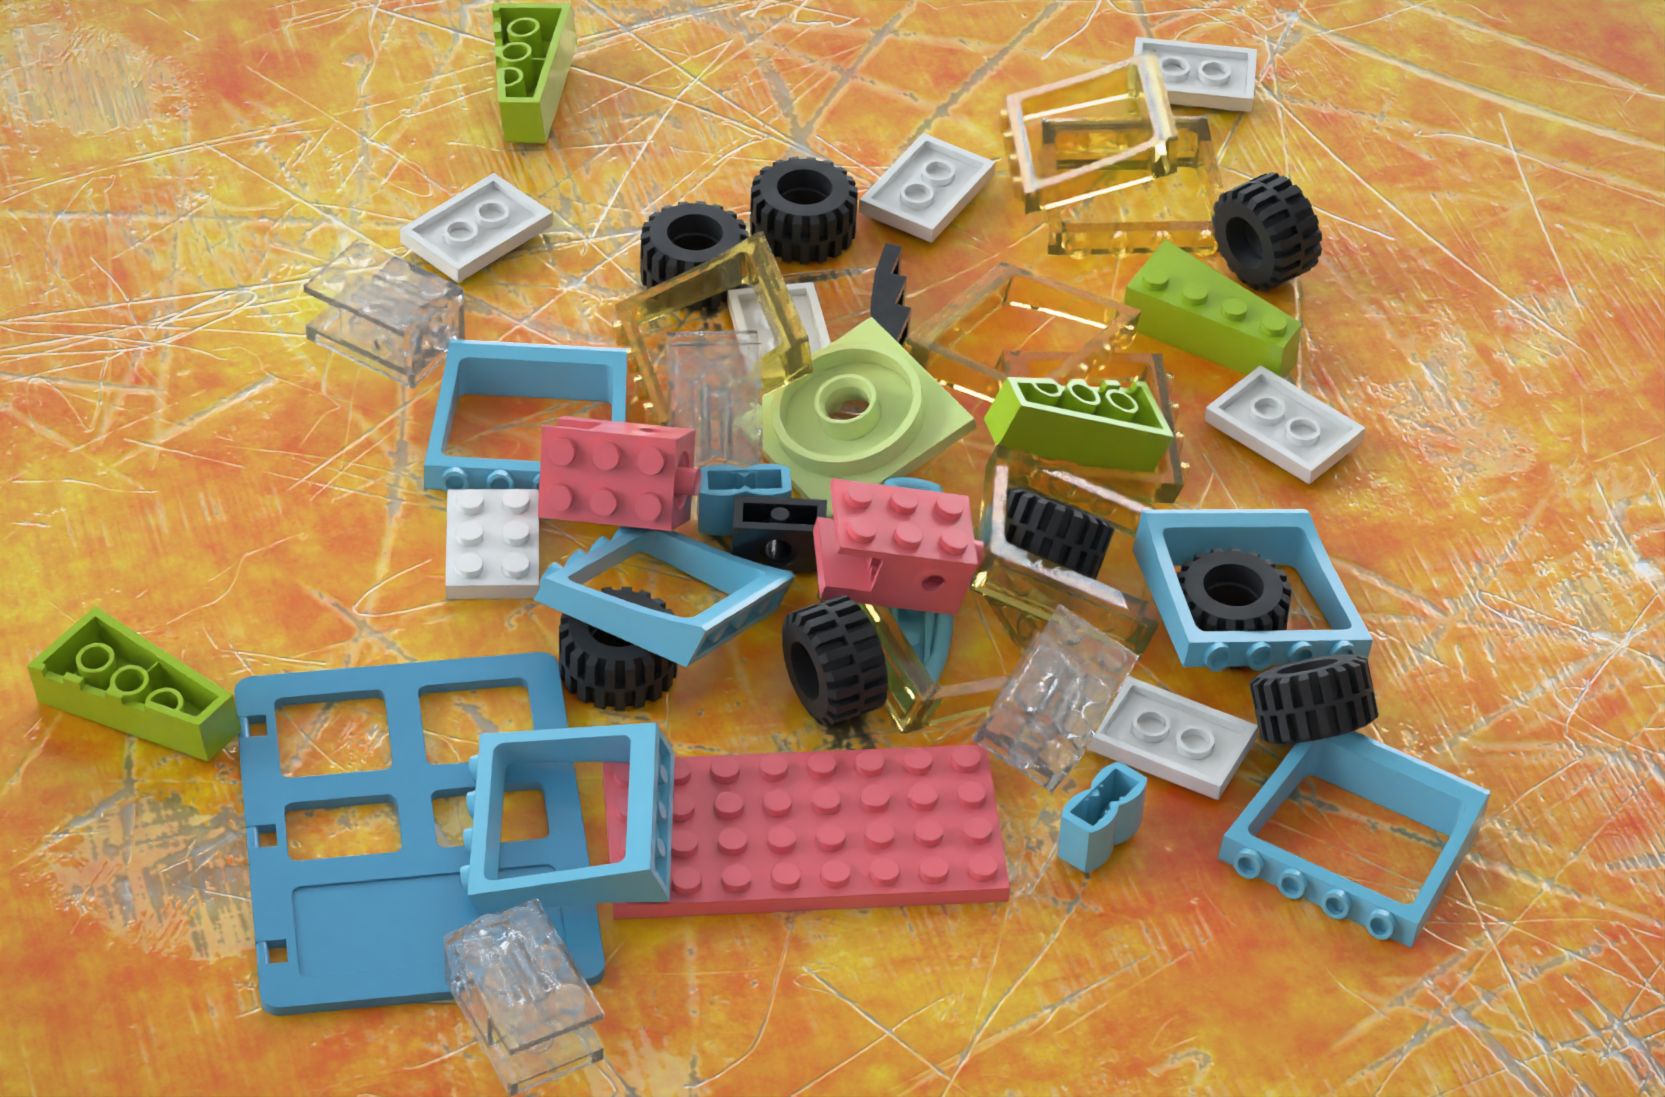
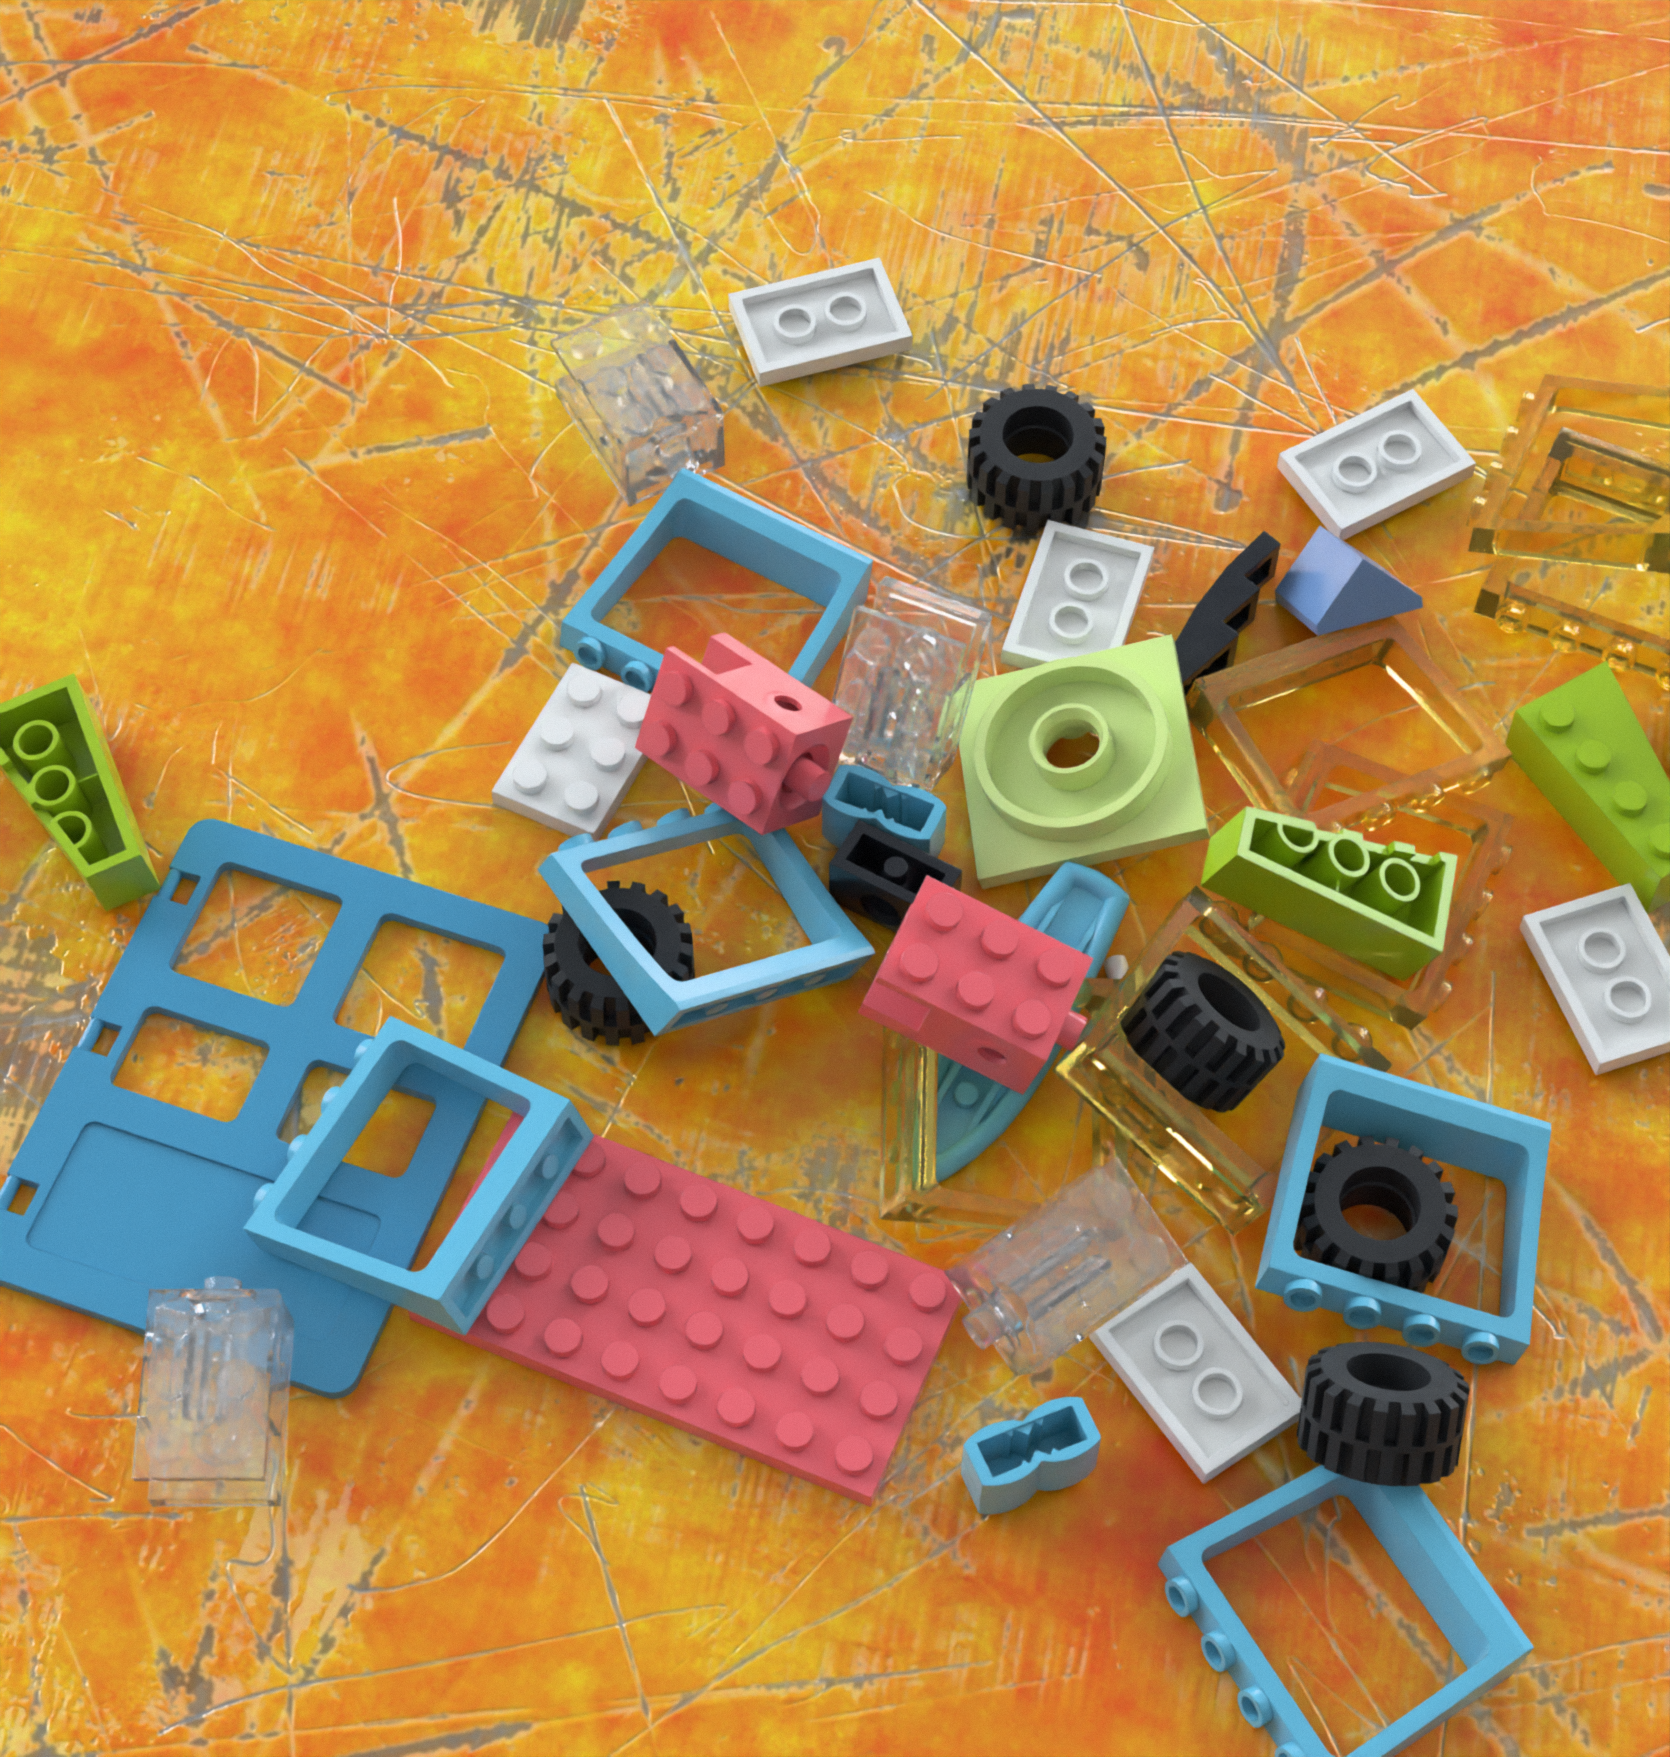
camera: 30 degrees right, 15 degrees up
(532, 63) = (1004, 132): lime wedge -> none
(744, 263) = (1061, 500): clear yellow windscreen -> none
(804, 209) = (1207, 411): black tyre -> none
(835, 660) = (837, 1097): black tyre -> none
(958, 256) = (1341, 587): none -> medium blue slope

